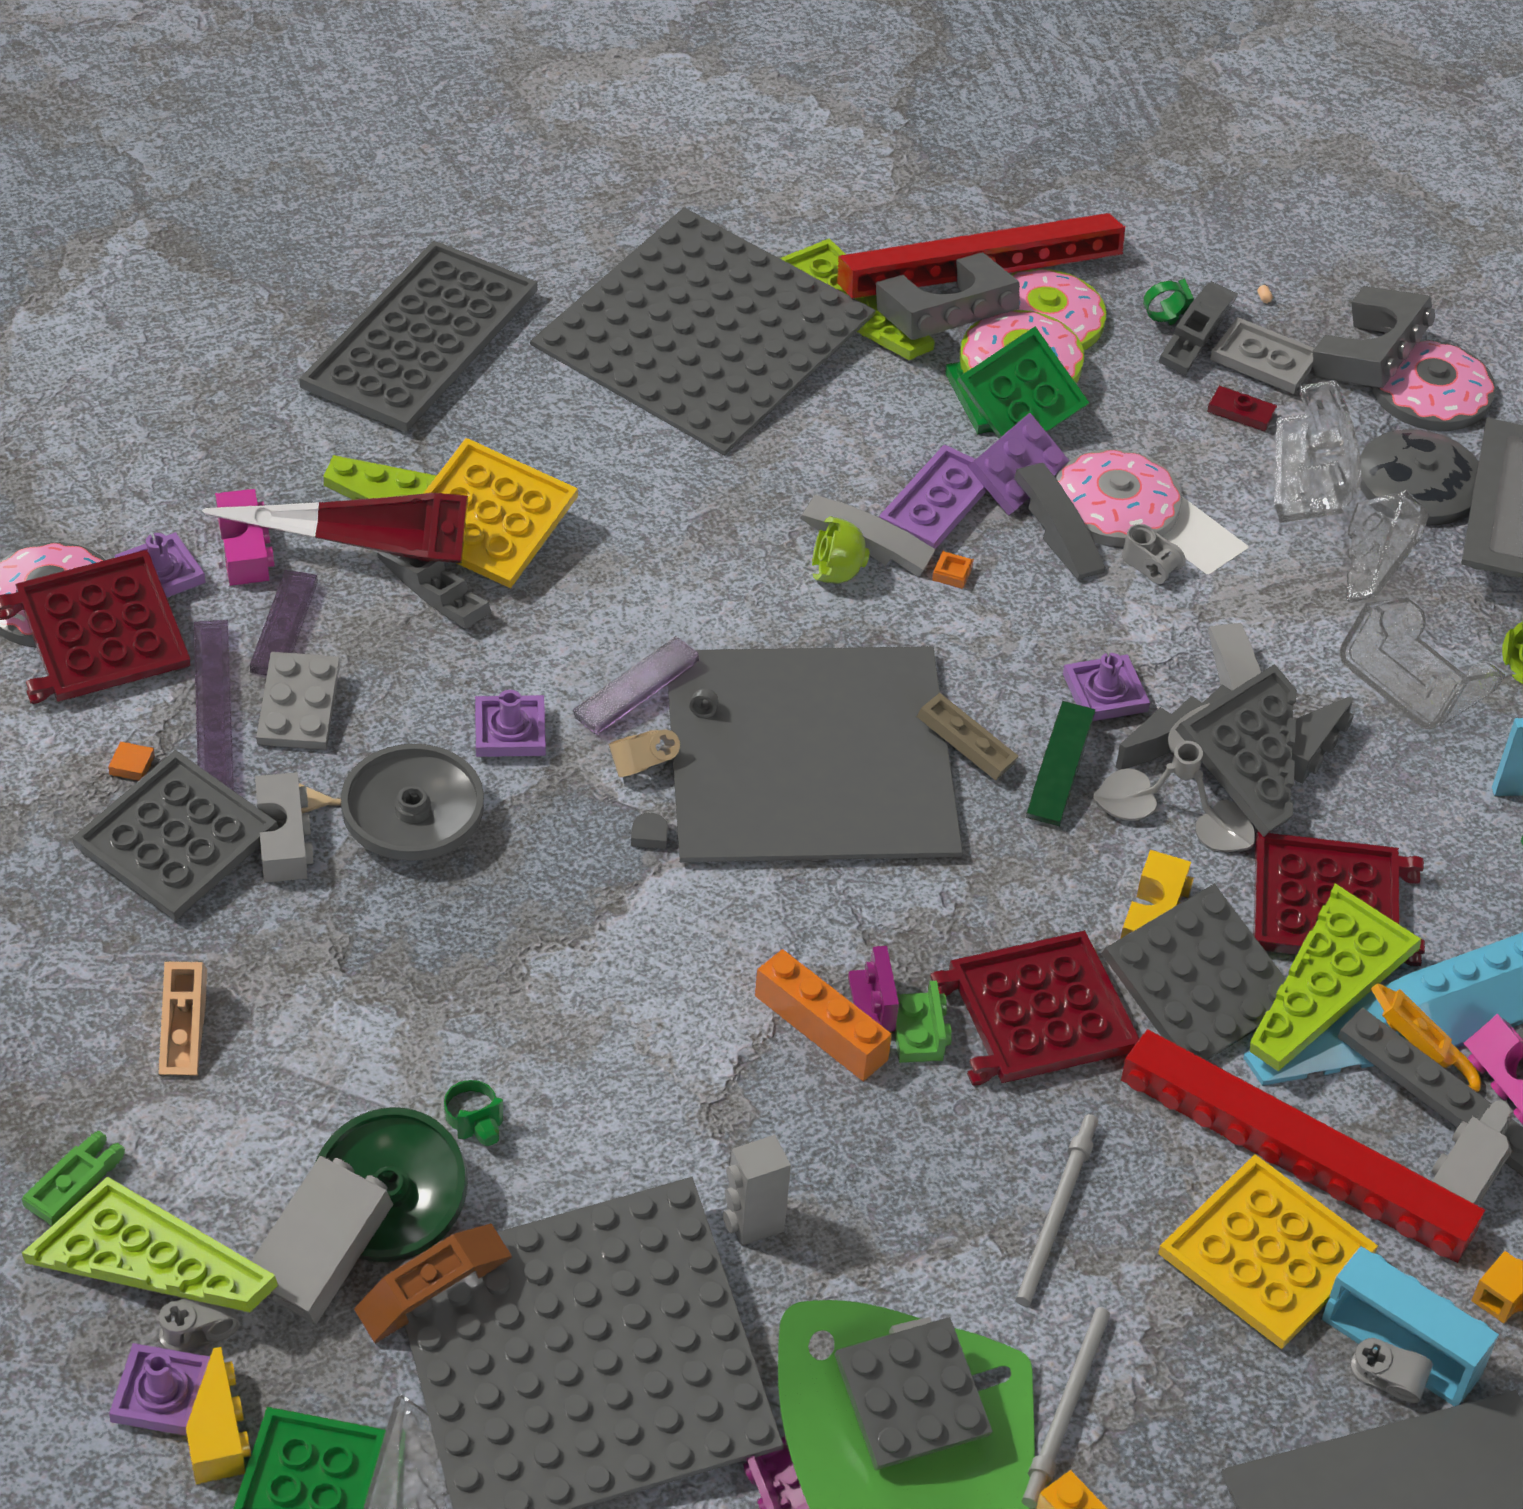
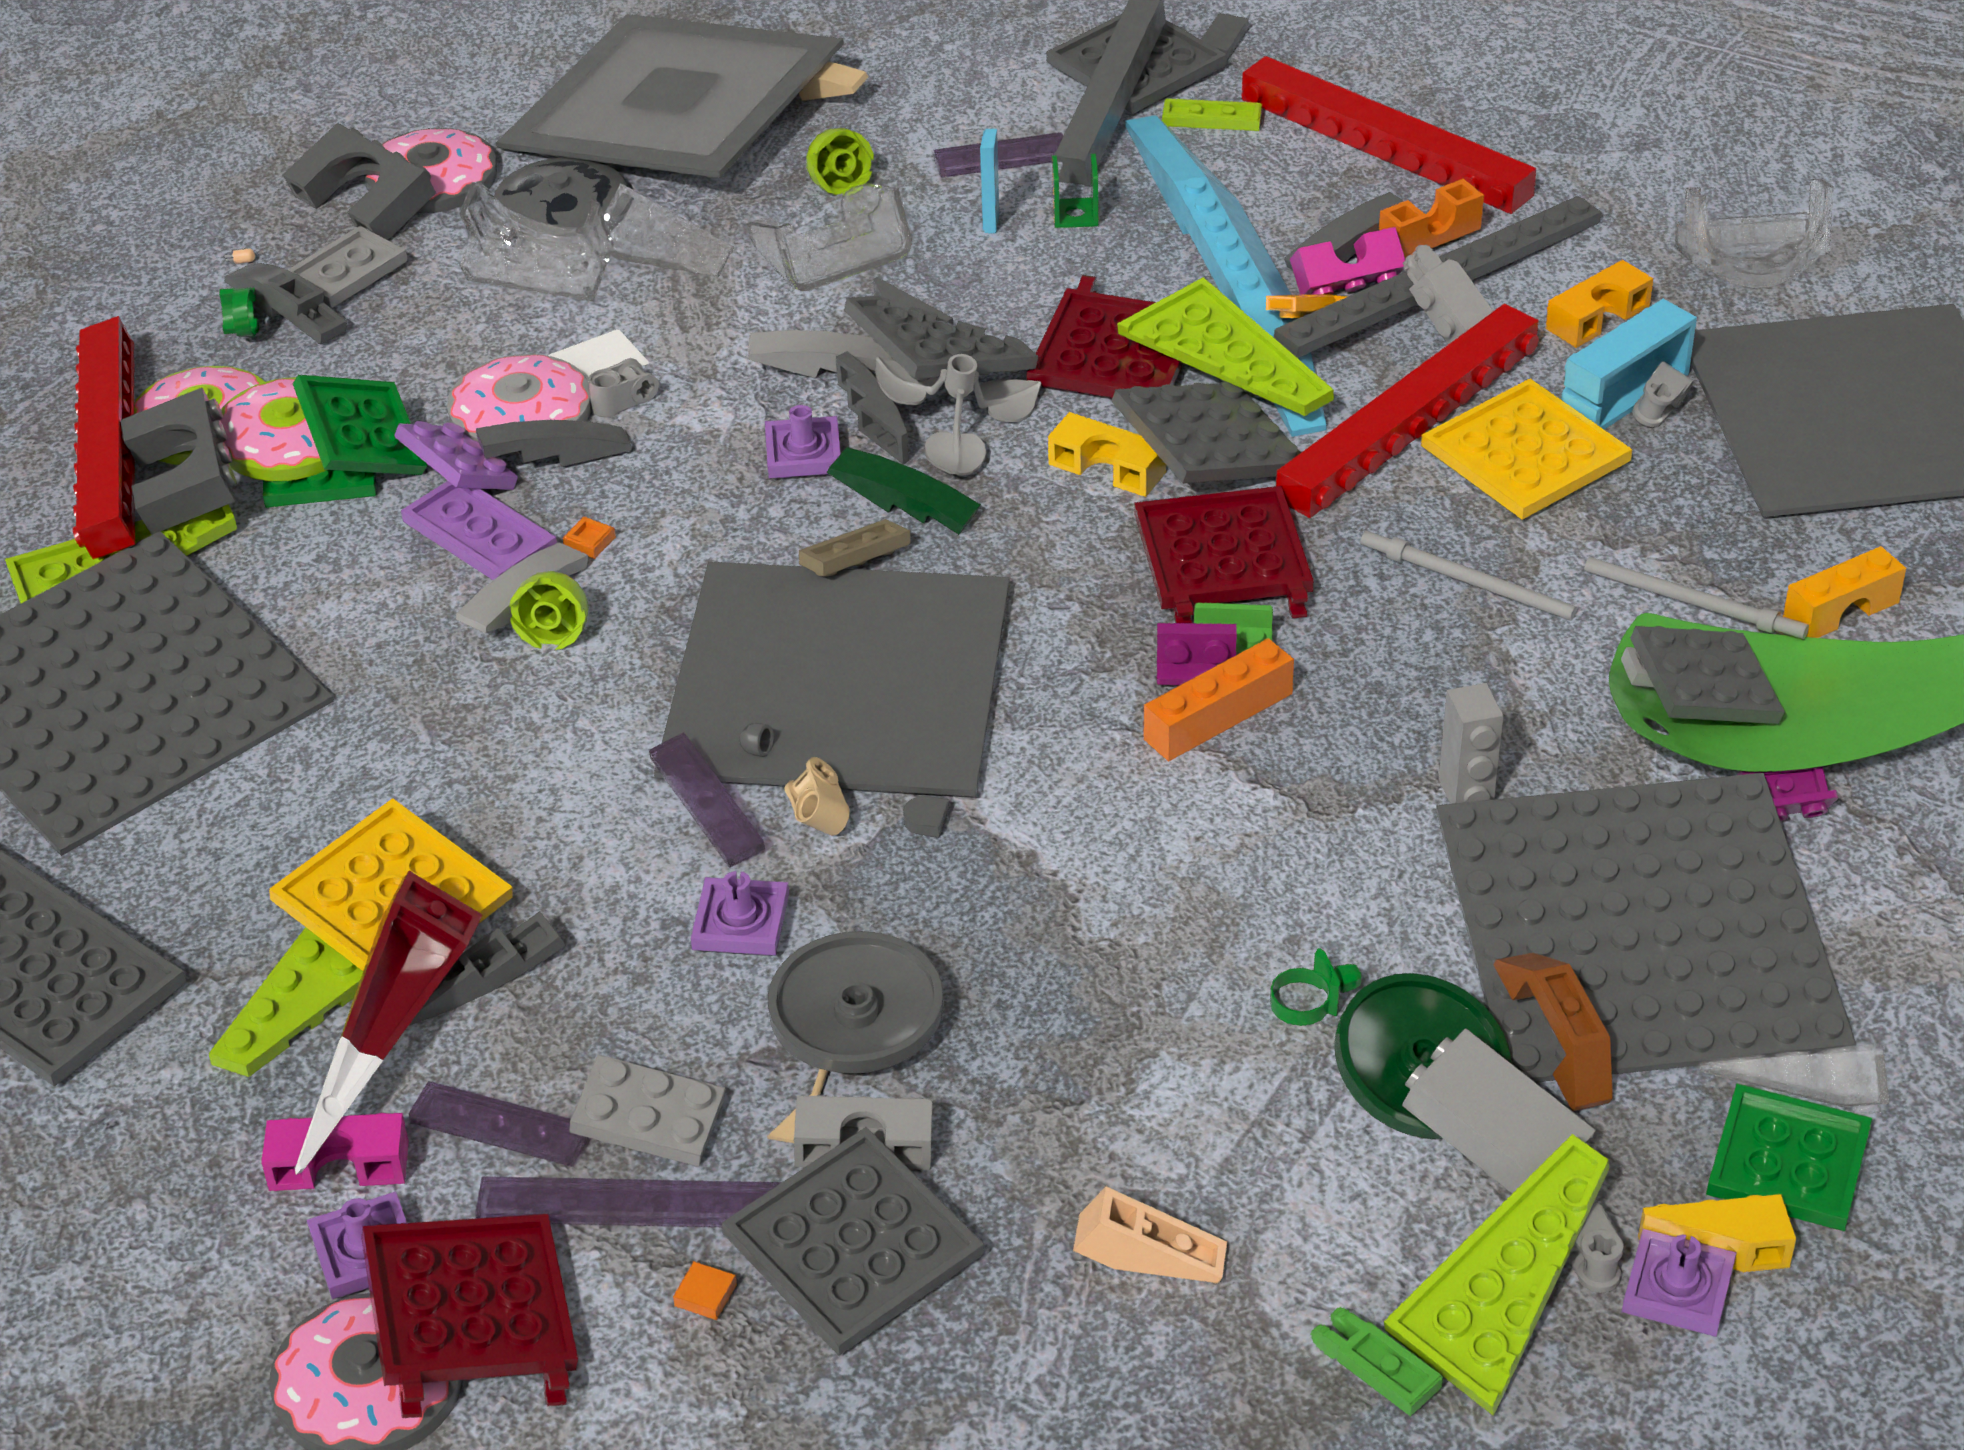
camera: 75 degrees left, 5 degrees down
(1242, 408) = (416, 298): dark red plate -> none

